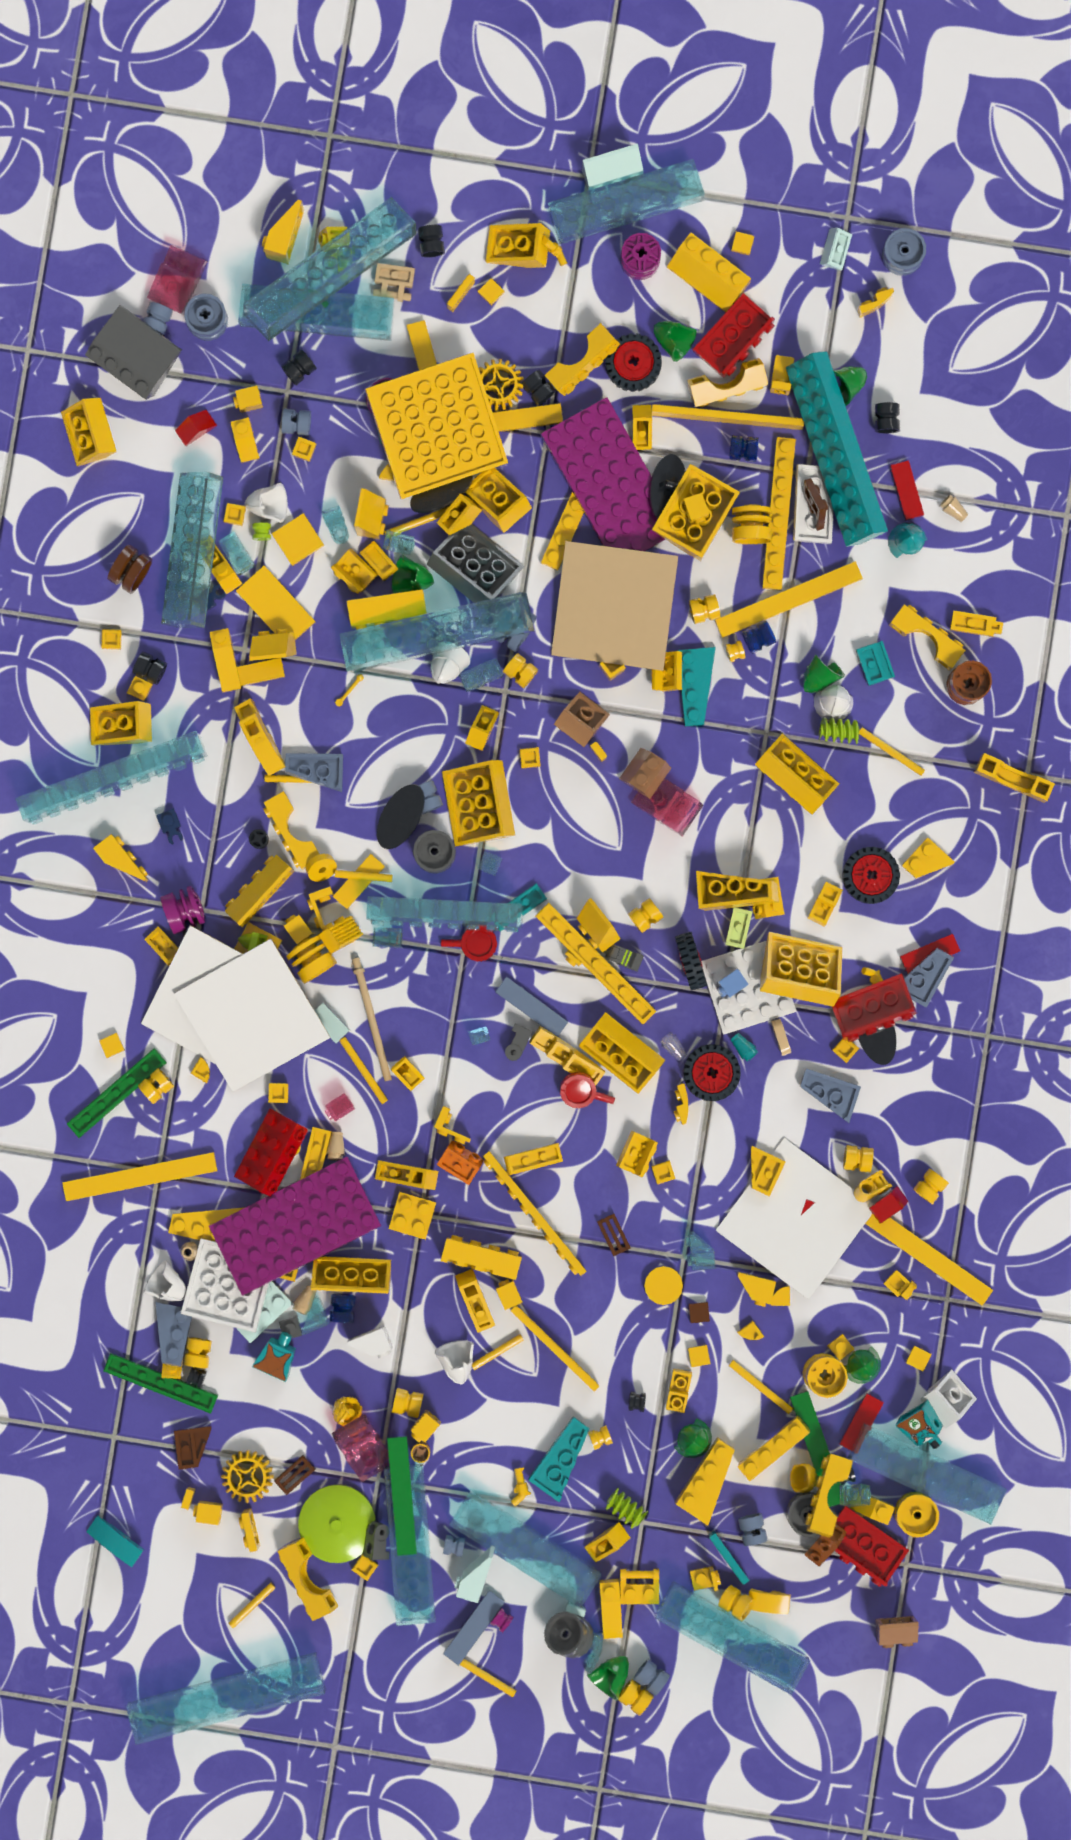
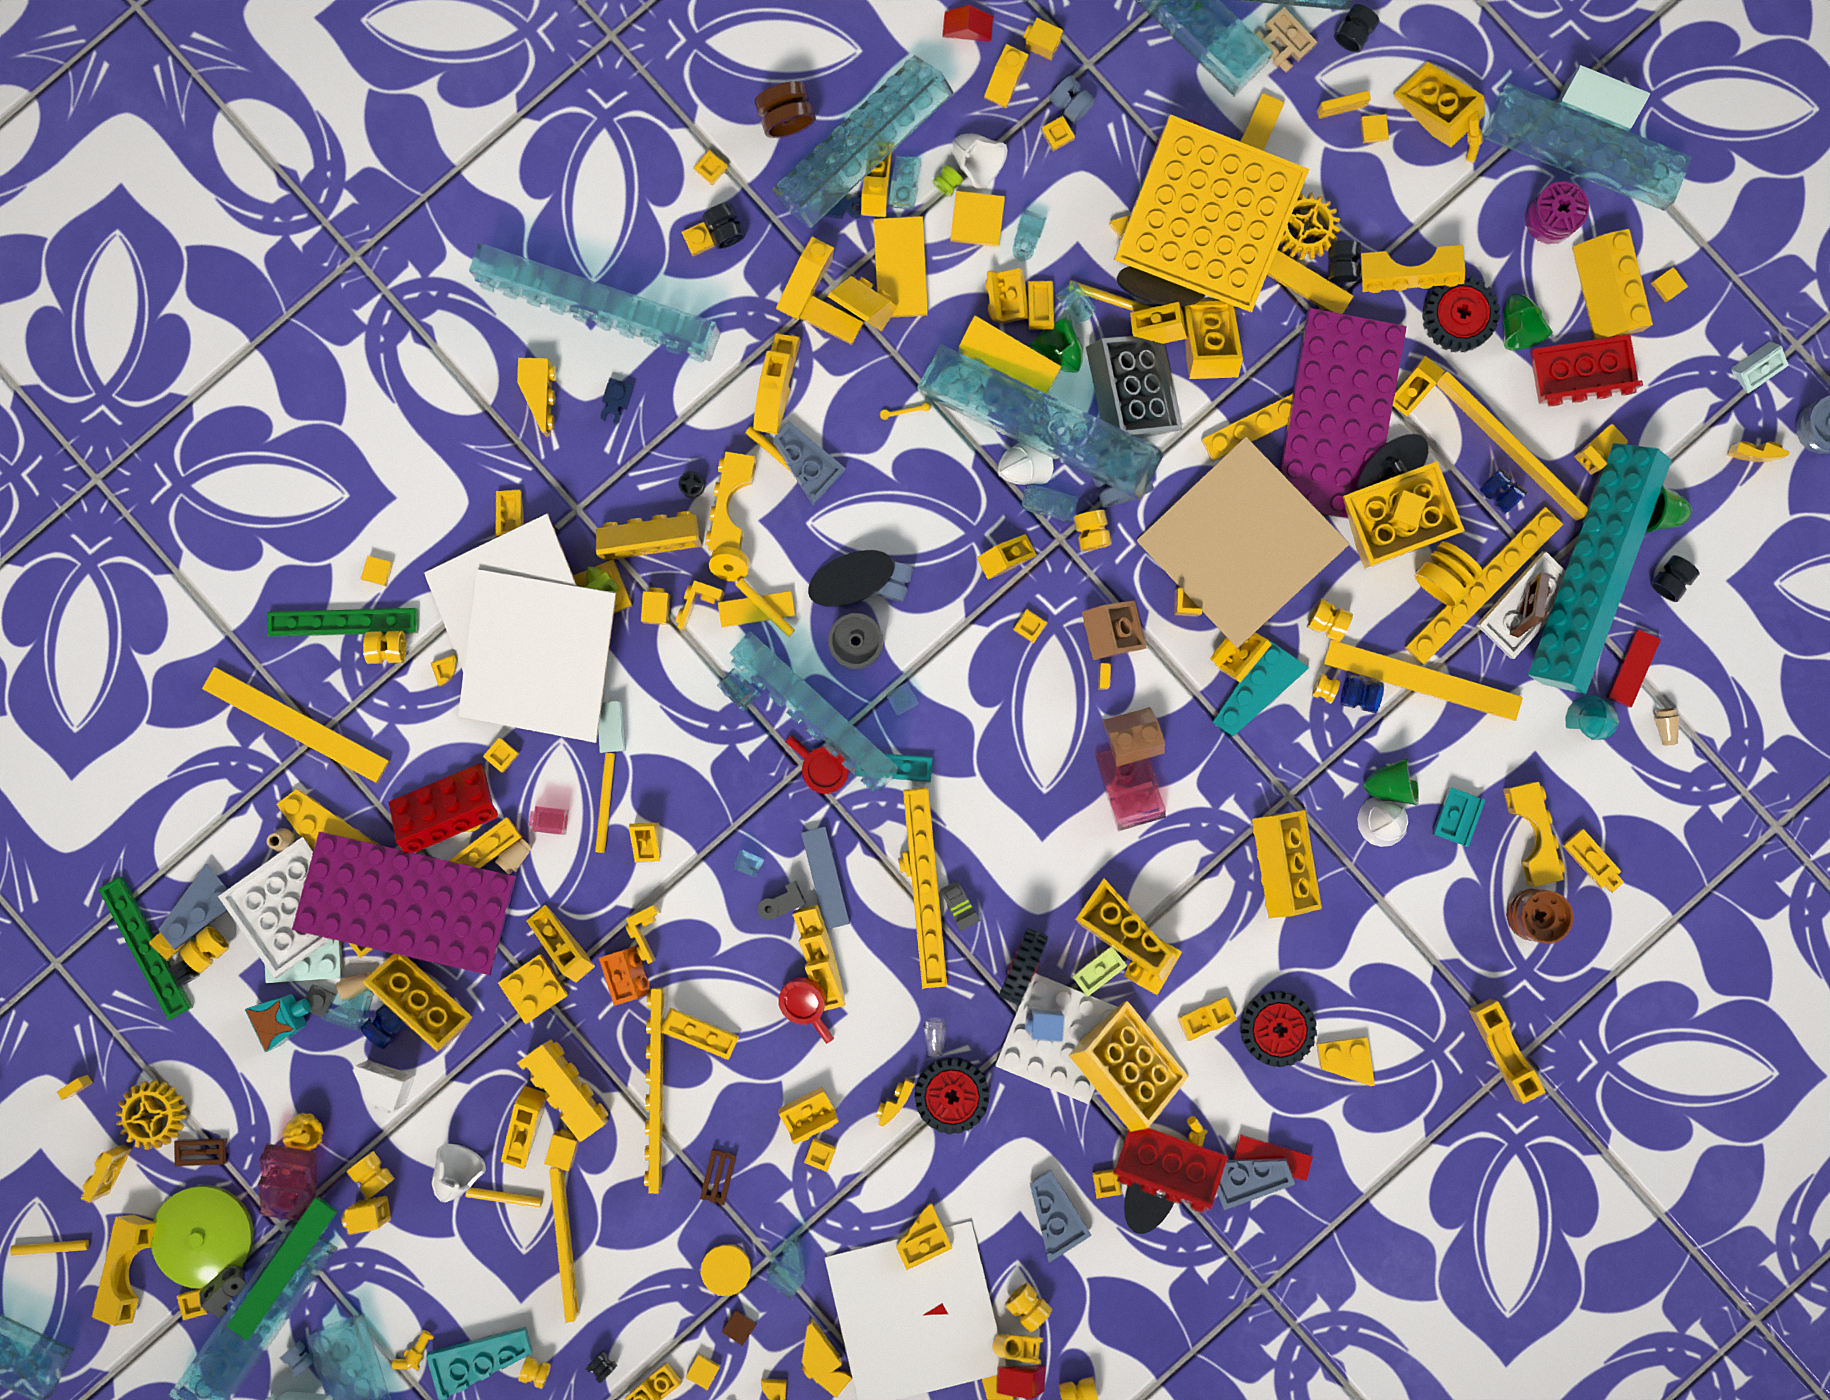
camera: 45 degrees right, 0 degrees up
(121, 723) = (650, 258): yellow slope -> none
(165, 1284) = (230, 854): white helmet -> none
(182, 909) = (551, 491): magenta wheel -> none
(191, 1445) = (121, 1036): reddish brown wing -> none
(208, 1512) = (82, 1119): yellow brick -> none
(234, 514) = (935, 143): yellow tile -> none
(298, 367) = (1119, 47): black wheel -> none
(311, 959) = (643, 647): yellow wheel -> none
(340, 934) = (692, 647): yellow brick -> none
(370, 515) = (1070, 250): yellow slope -> none
(371, 1018) = (682, 700): tan bar -> none
(418, 1454) = (338, 1238): medium nougat wheel -> none
(478, 803) = (941, 629): yellow slope -> none
(597, 926) = (957, 852): yellow slope -> none
(621, 1053) = (877, 1000): yellow slope -> none
(645, 915) = (1015, 881): yellow wheel -> none
(744, 1047) = (1005, 1096): teal cone -> none
(750, 377) = (1568, 424): yellow arch -> none
(781, 1037) = (1051, 1117): tan beam -> none
(840, 730) = (1366, 854): lime piece -> none
(891, 751) = (1401, 919): yellow bar -> none

